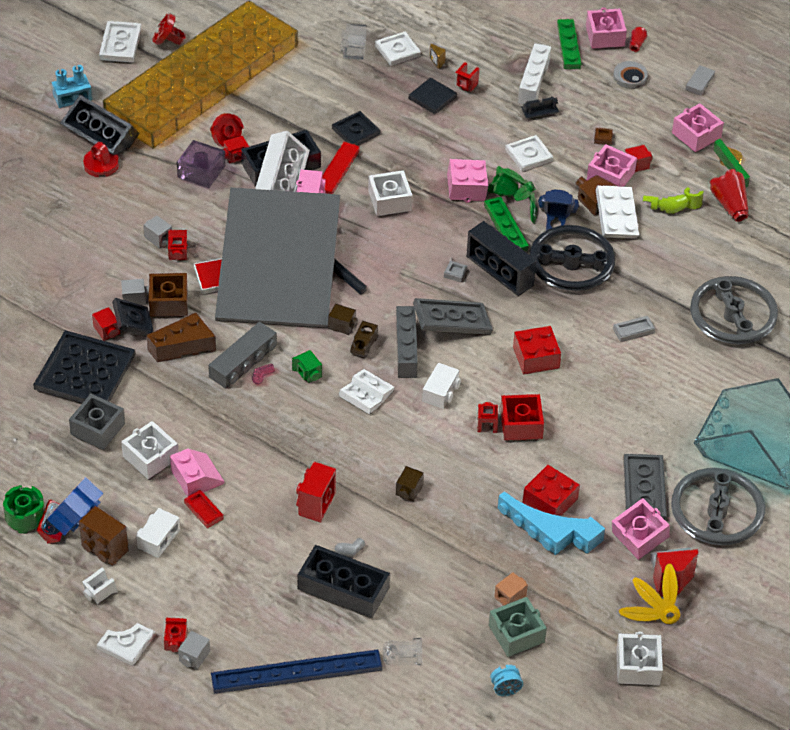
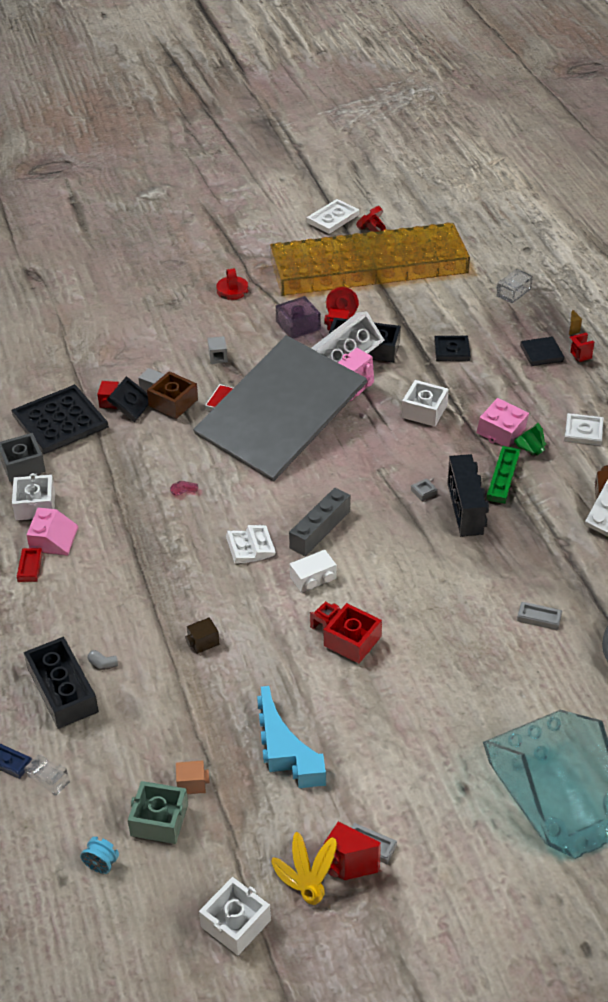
camera: 40 degrees right, 5 degrees down
(68, 89) = (261, 232): medium azure brick -> none
(99, 125) = (253, 262): black slope -> none
(177, 244) = (221, 365): red window -> none
(181, 338) = (148, 430): reddish brown wedge -> none
(242, 355) = (182, 465): dark grey brick -> none
(307, 366) = (221, 500): green window -> none
(316, 491) = (116, 597): red brick -> none
(339, 166) = (406, 369): red tile -> none
(342, 319) = (287, 478): dark brown brick -> none
(349, 277) = (329, 449): black axle -> none
(364, 339) = (288, 502): dark brown leg -> none
(398, 48) = (548, 306): white tile -> none
(452, 316) = (378, 520): dark grey tile -> none
(526, 190) = (548, 452): green plant -> none
(537, 350) = (426, 585): red brick -> none
(551, 492) = (313, 713): red brick -> none
(557, 204) = (563, 478): dark blue piece -> none
(573, 257) = (537, 527): black piece -> none
(640, 528) = (359, 793): bright pink brick -> none
(645, 480) = (410, 760): dark grey tile -> none
(714, 529) = (461, 819): dark grey piece -> none

